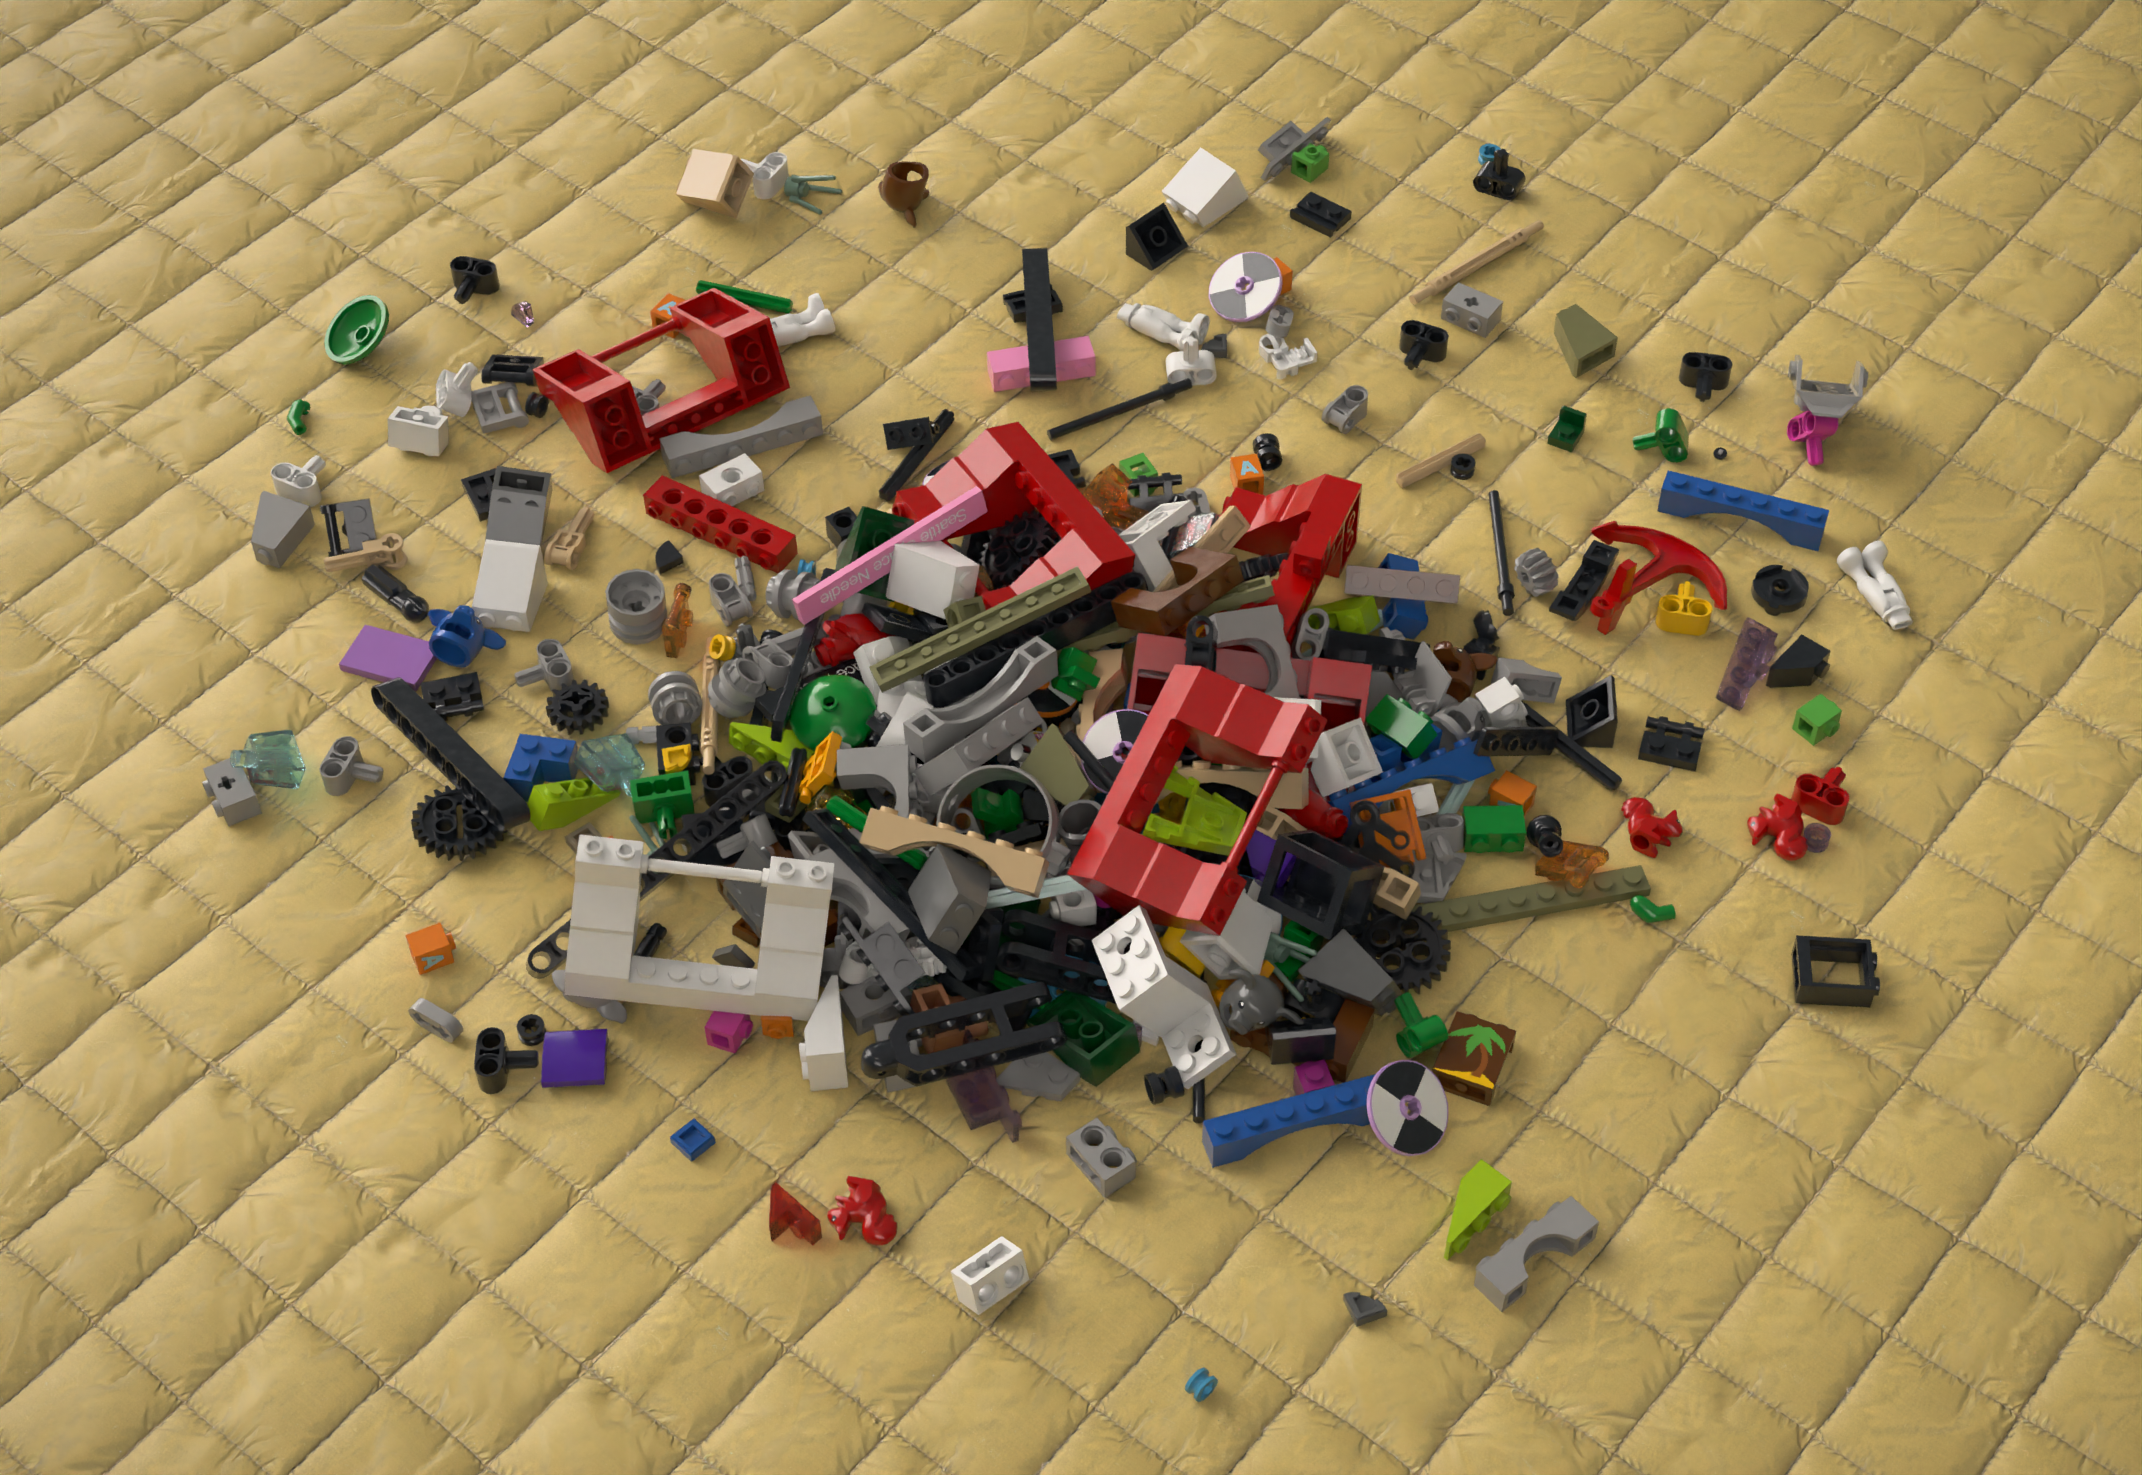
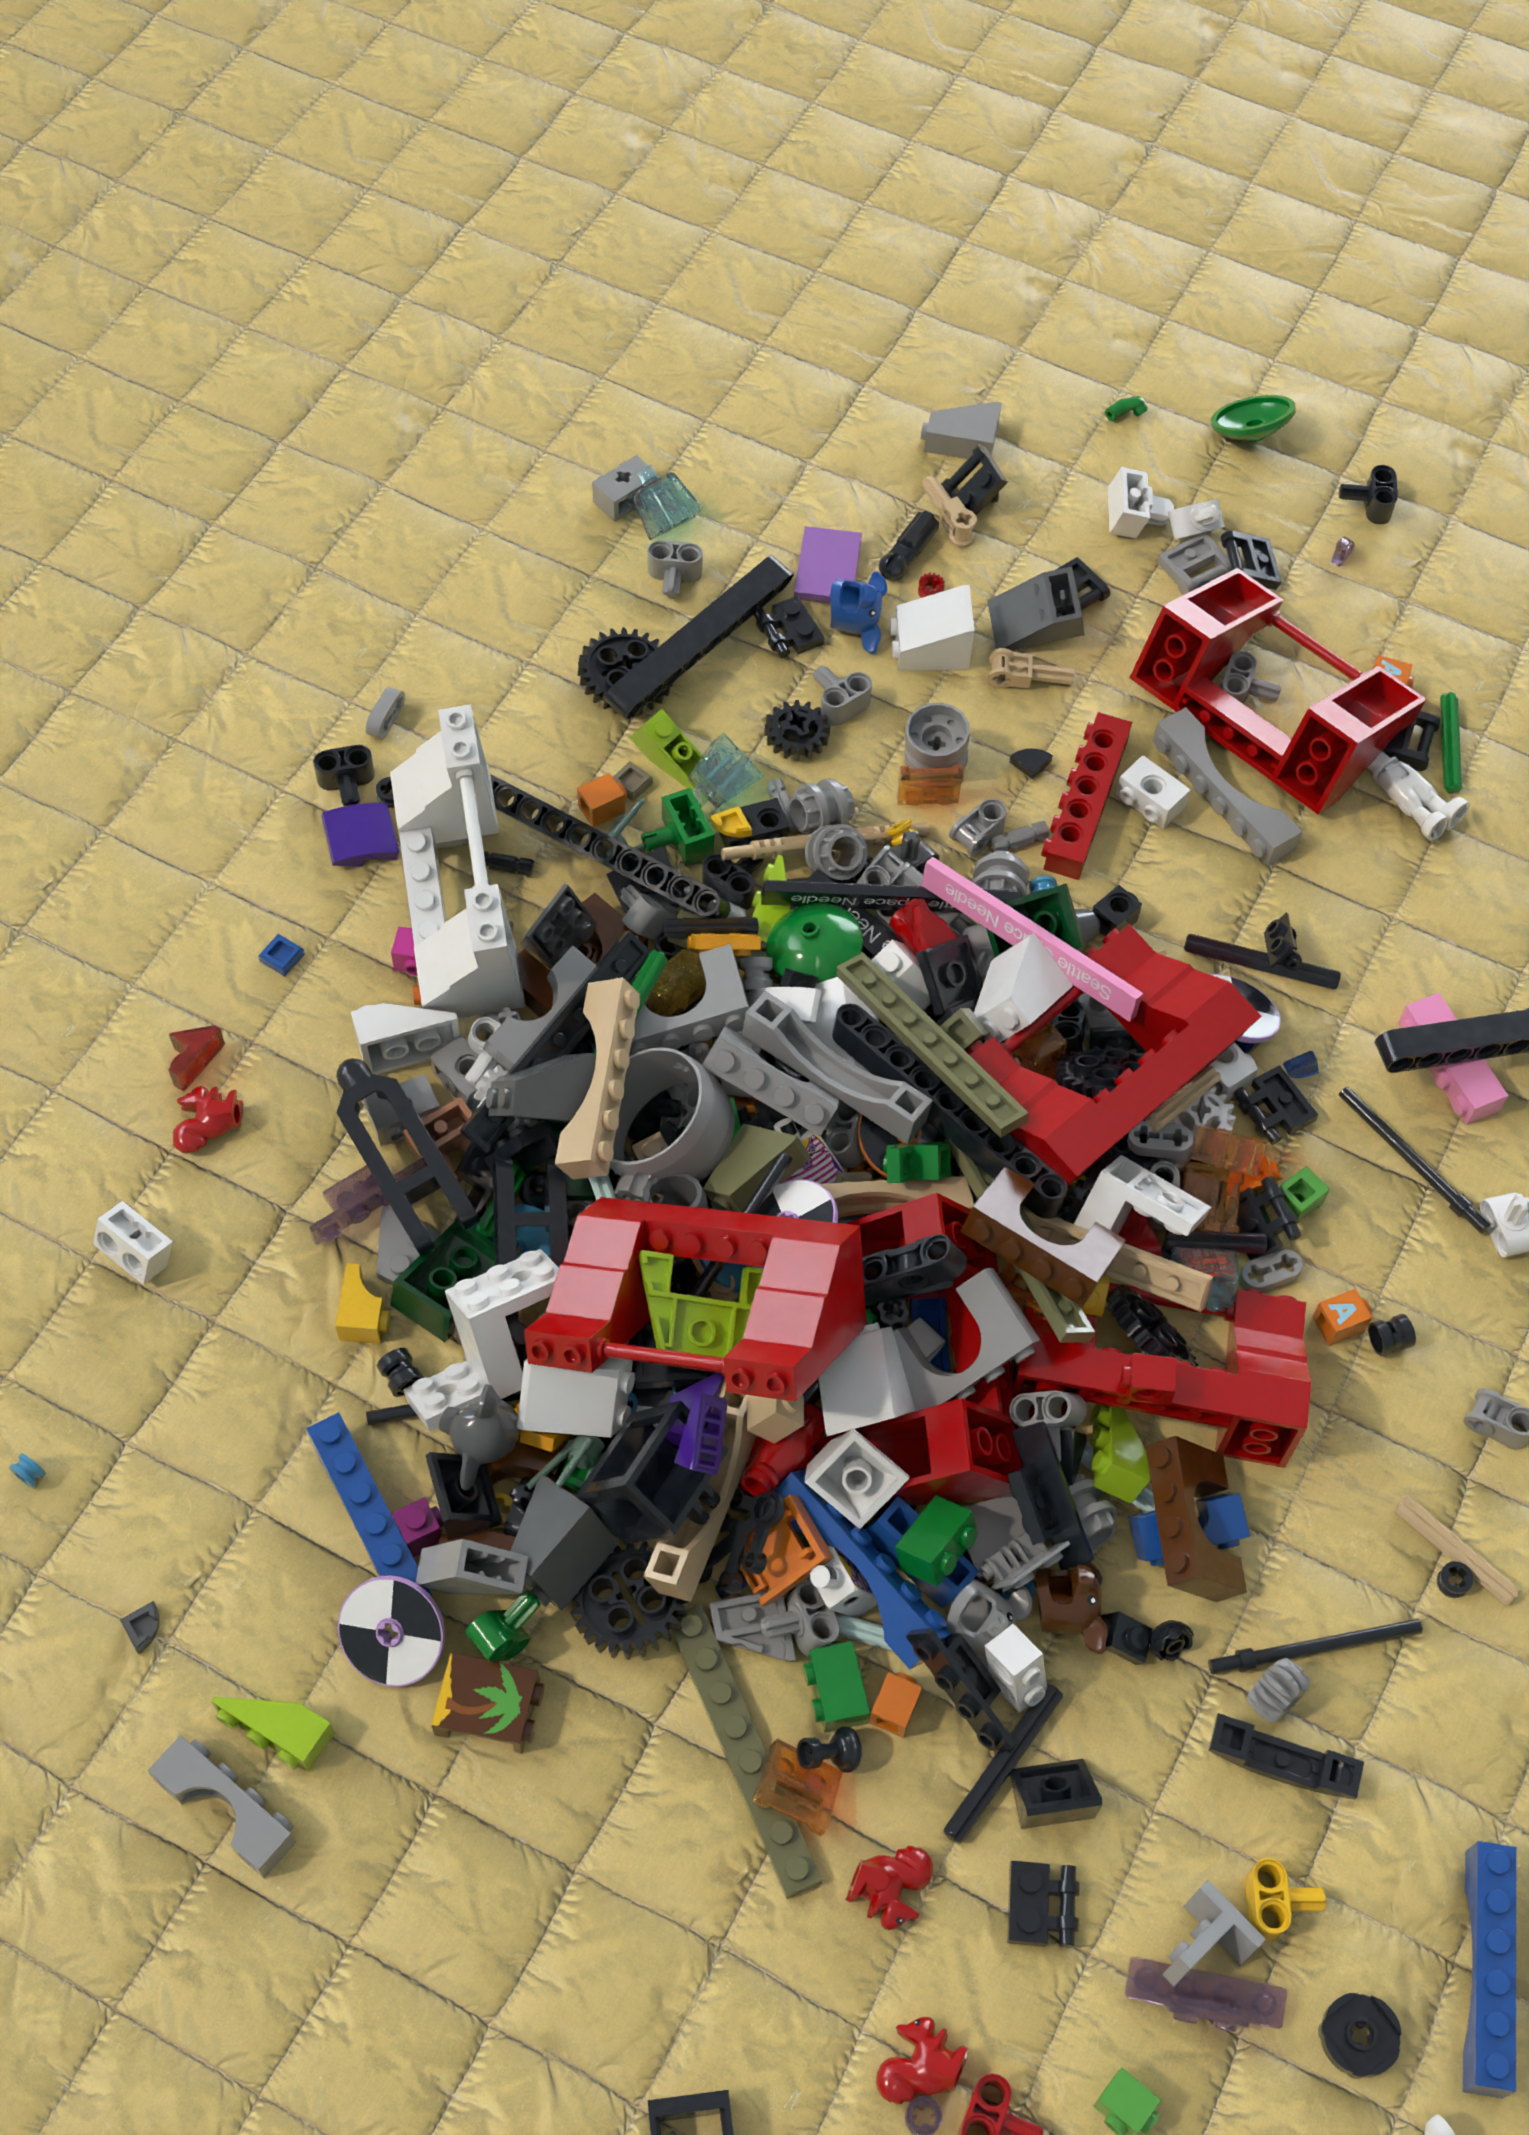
camera: 75 degrees right, 10 degrees up
(297, 482) = (1031, 430): white beam -> none
(431, 948) = (467, 685): orange brick -> none
(441, 586) = (931, 579): none -> red bush
(540, 760) = (706, 709): blue brick -> none
(889, 957) = (470, 1051): black bracket -> none
(1095, 1160) = (291, 1320): light grey brick -> none
(1101, 1102) = (359, 1313): none -> yellow arch
(1315, 831) = (704, 1455): none -> dark purple slope
(1376, 1028) = (471, 1569): none -> light grey slope
(1533, 682) = (1082, 1694): light grey arch -> none
(1649, 911) = (751, 1897): green arm -> none
(1671, 557) = (1376, 1879): red piece -> none
(1707, 643) = (1218, 1923): none -> light grey bracket
(1799, 665) = (1221, 2071): black slope -> none

